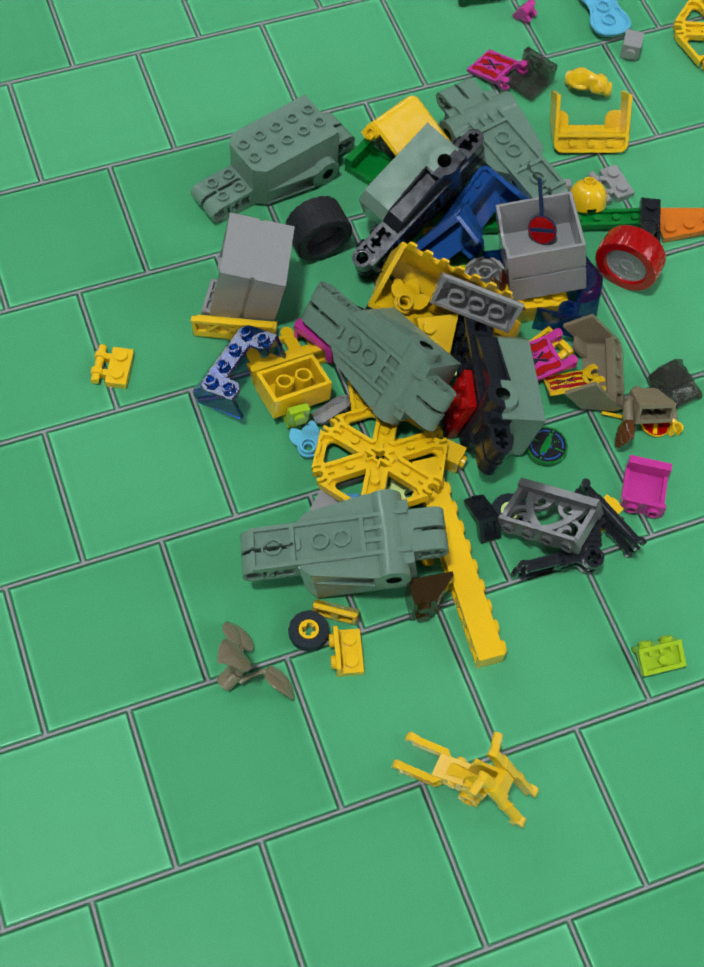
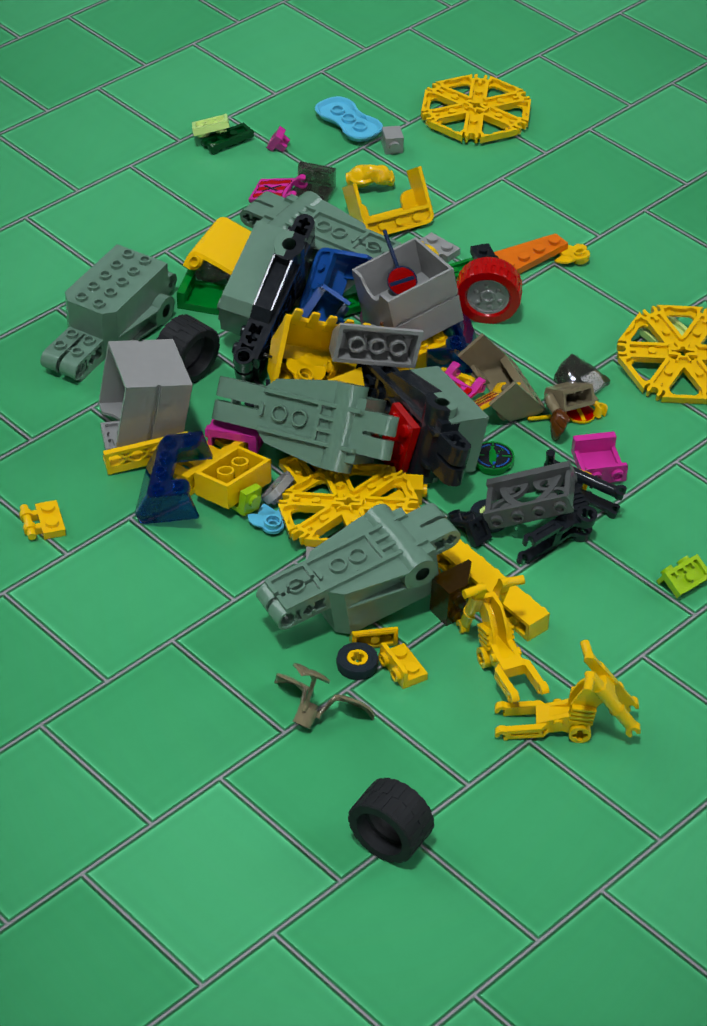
camera: 20 degrees left, 20 degrees down
(238, 838) = (391, 820): none -> black tyre
(440, 675) = (497, 636): none -> yellow piece

